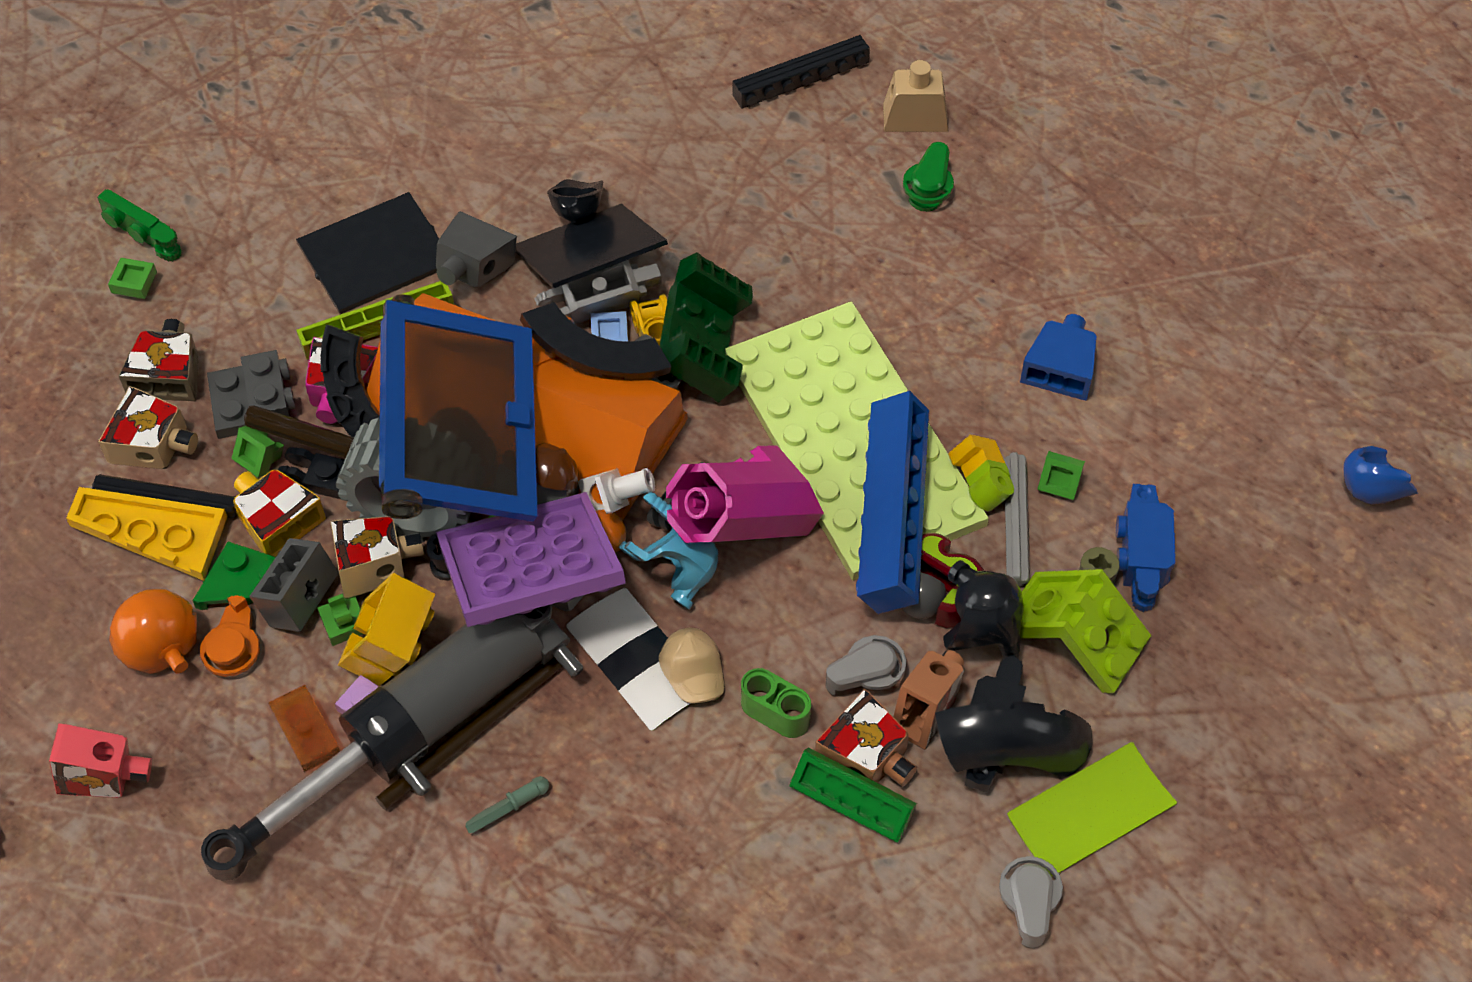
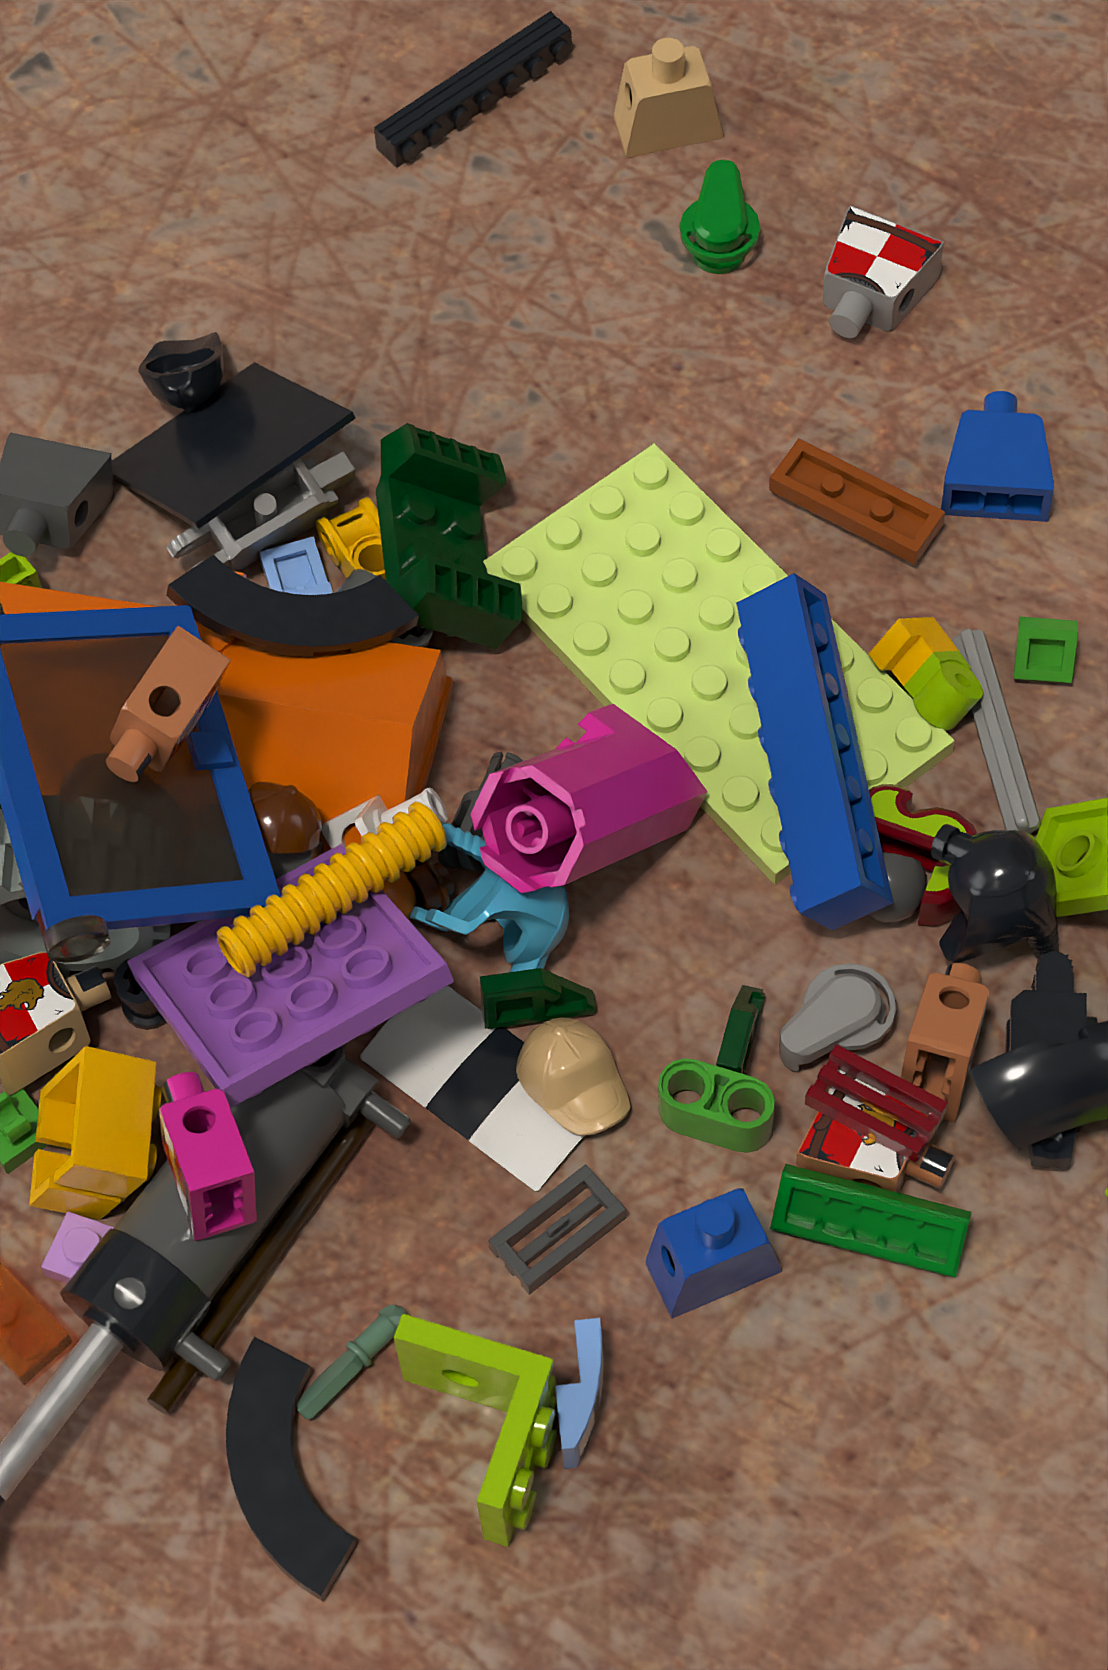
camera: 10 degrees left, 5 degrees up
(434, 860) = (266, 1475): none -> black tile
(444, 653) = (206, 1157): none -> dark pink torso
(495, 378) = (165, 705): none -> nougat torso
(569, 513) = (332, 889): none -> yellow piece
(593, 835) = (498, 1379): none -> lime bracket
(638, 531) = (431, 885): none -> reddish brown plate
(639, 862) = (580, 1401): none -> light blue slope
(661, 769) = (517, 1263): none -> dark grey tile
(680, 612) = (531, 998): none -> dark green tile
(746, 789) = (714, 1252): none -> blue torso
(804, 661) = (741, 1029): none -> dark green tile
(860, 691) = (886, 1082): none -> dark red tile
(968, 362) = (856, 501): none -> dark orange plate
(1019, 229) = (877, 272): none -> torso

